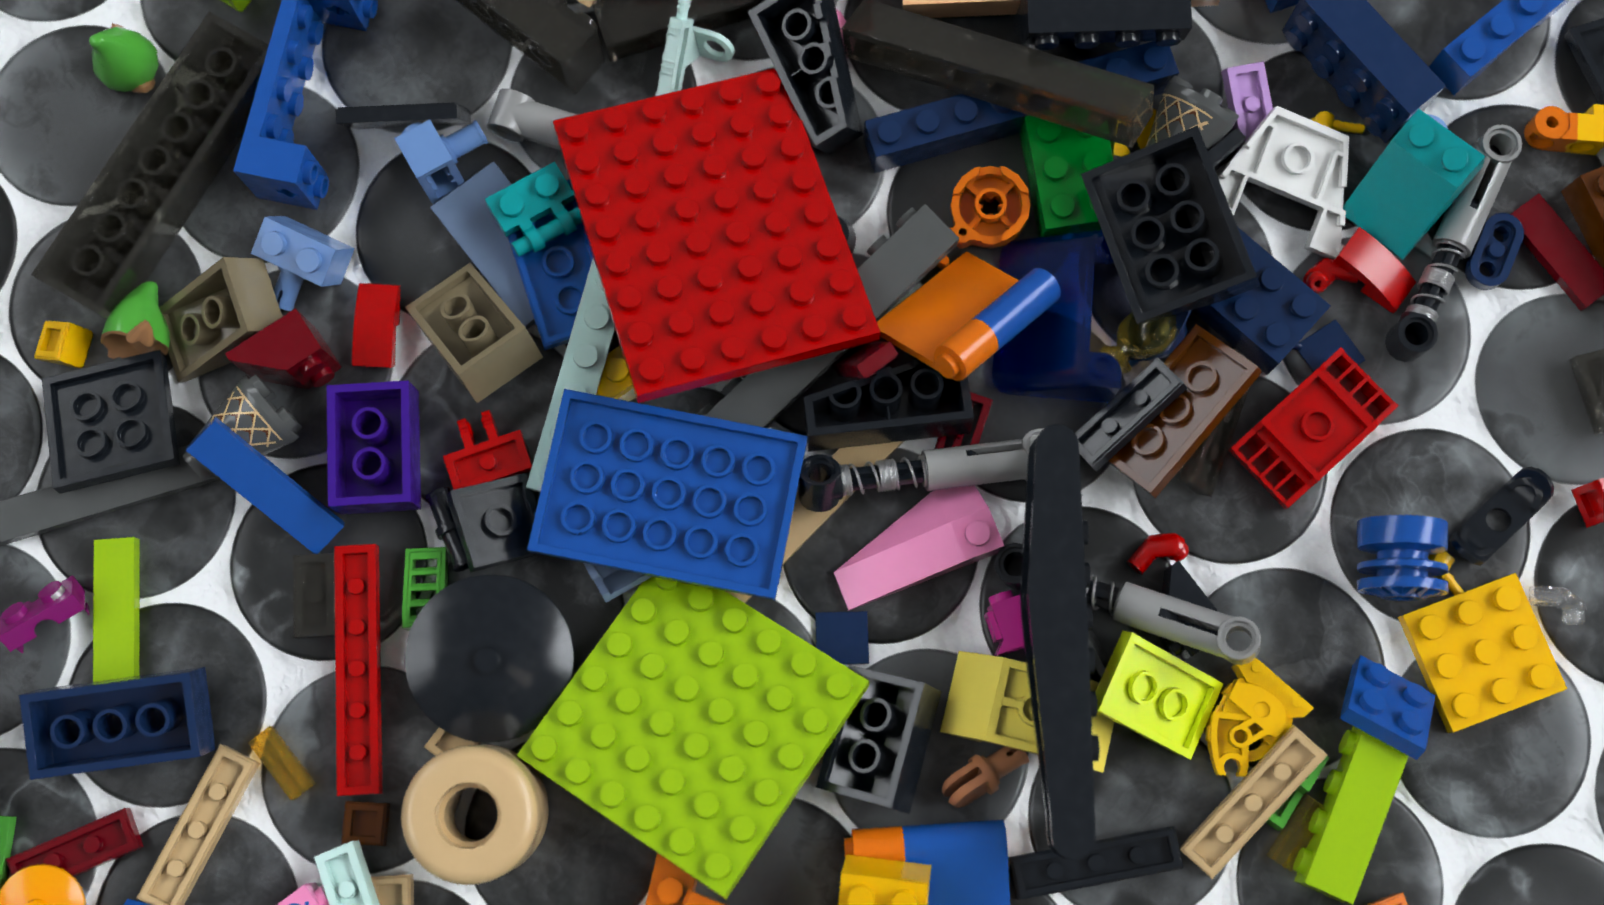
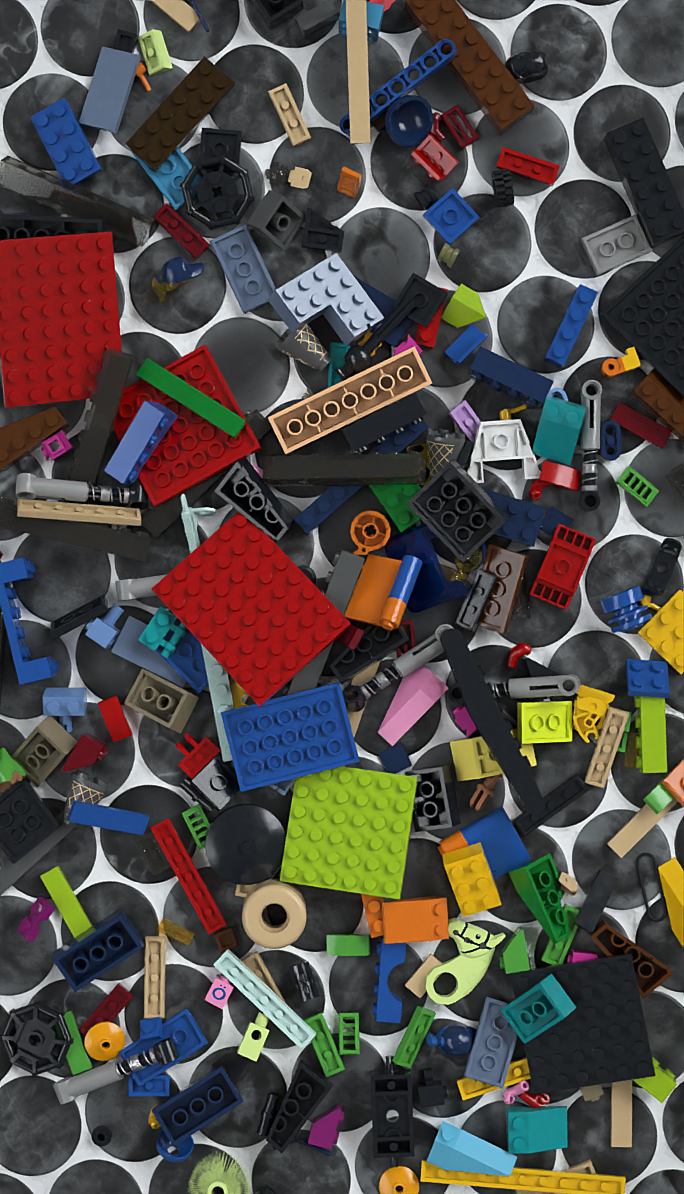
camera: 35 degrees left, 10 degrees up
(373, 447) = (145, 776): dark purple brick -> none
(1522, 346) = (633, 492): none -> bright green slope

